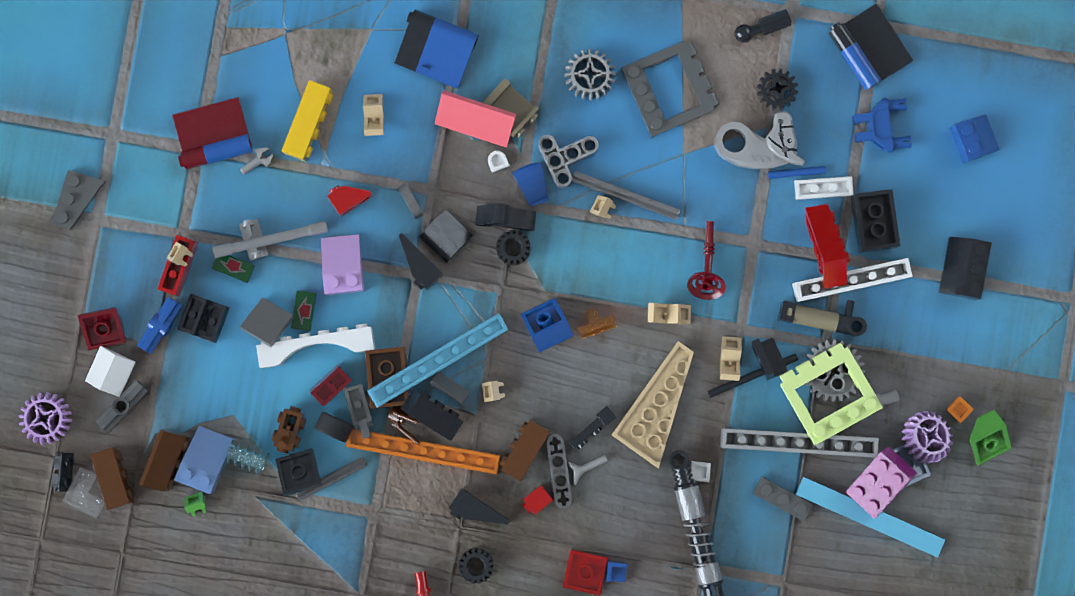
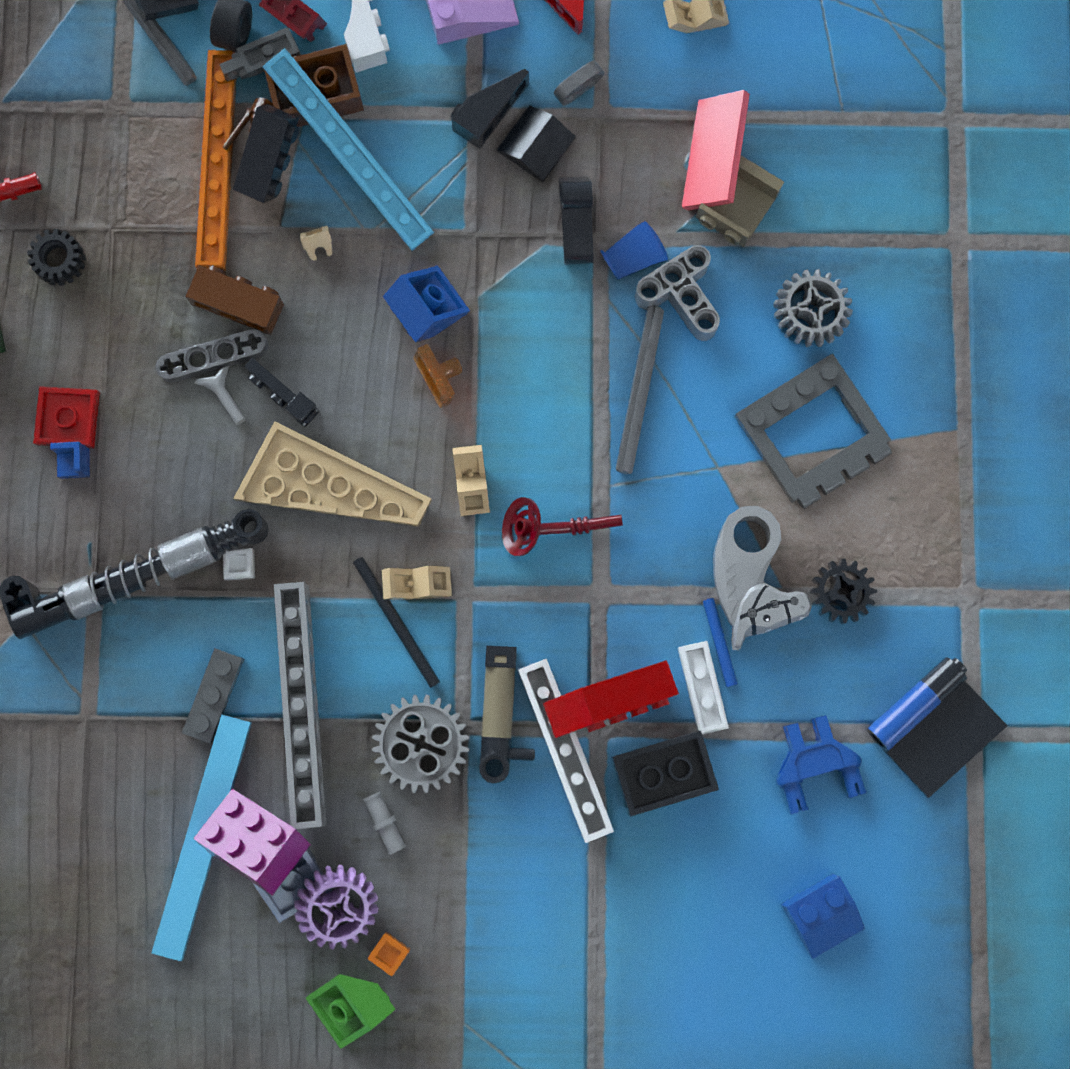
camera: 80 degrees right, 5 degrees down
(436, 48) = (810, 84): blue door -> none
(449, 387) = (312, 180): dark grey slope -> none
(471, 508) = (140, 237): black slope -> none
(497, 161) = (658, 198): white tile -> none
(516, 236) = (534, 221): black tyre -> none
(537, 500) = (163, 328): red brick -> none
(602, 206) = (616, 355): tan tile -> none
(765, 26) = (937, 558): black piece -> none
(769, 358) = (425, 640): black panel -> none
(845, 416) = (345, 764): yellowish green hinge -> none
(965, 267) = (614, 929): black slope -> none

